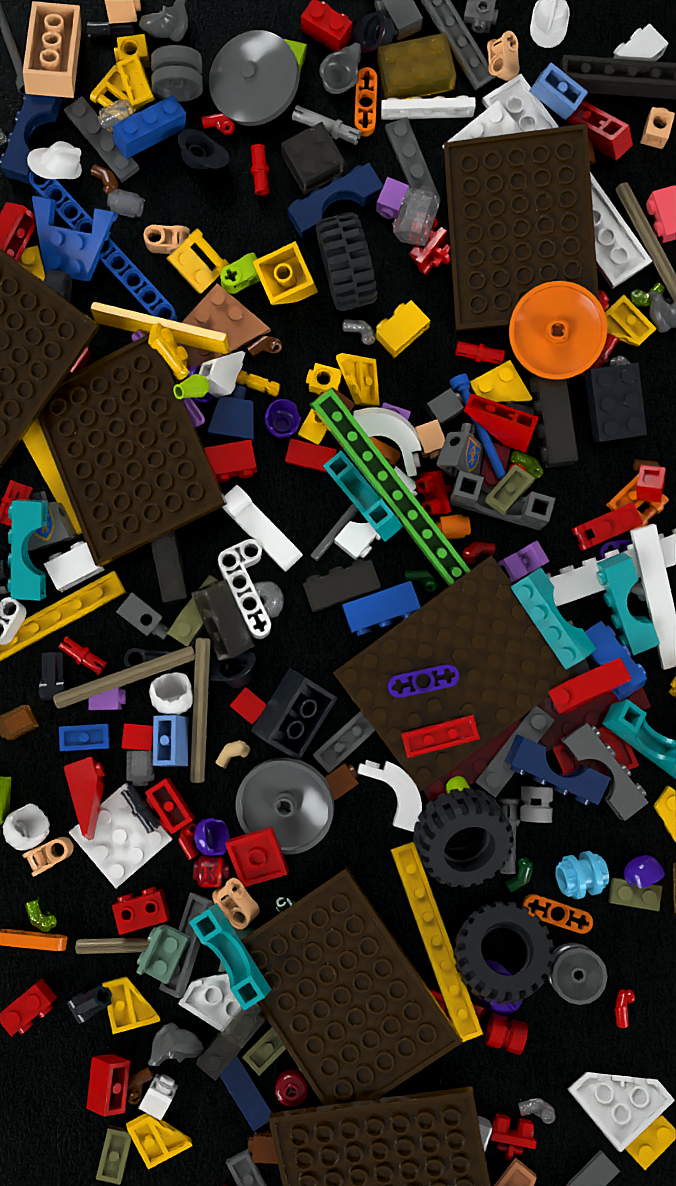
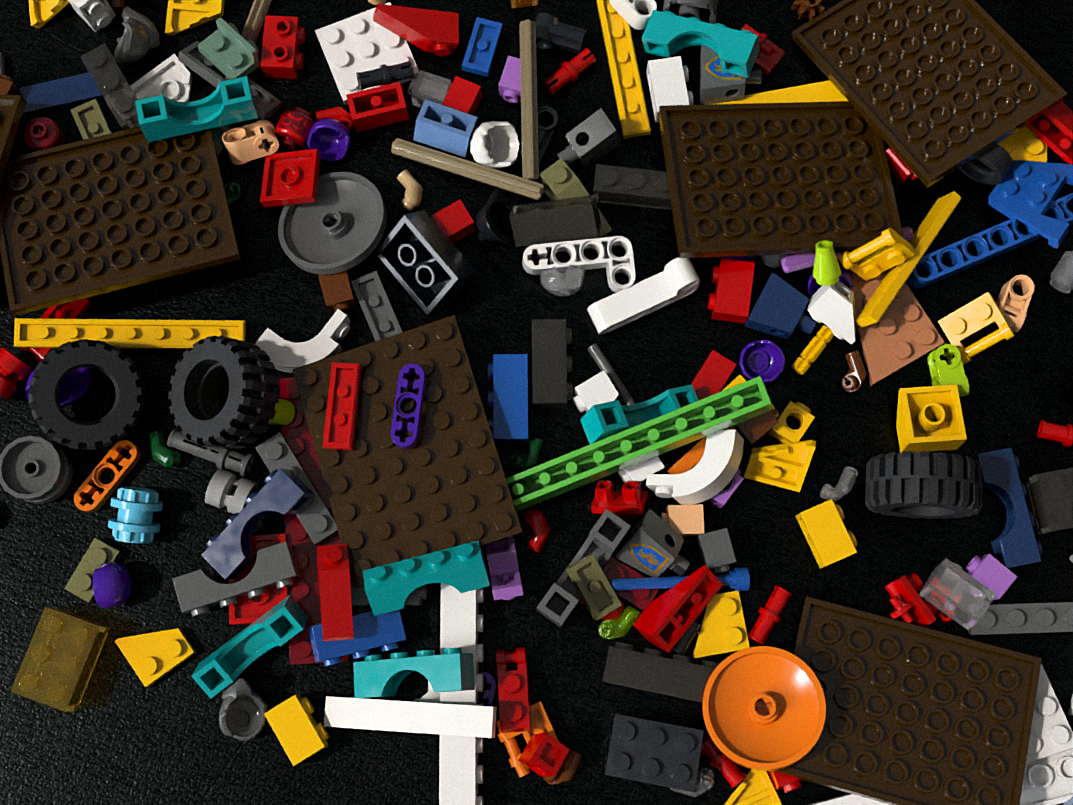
camera: 115 degrees right, 5 degrees down
(454, 526) = (574, 510): orange brick -> none

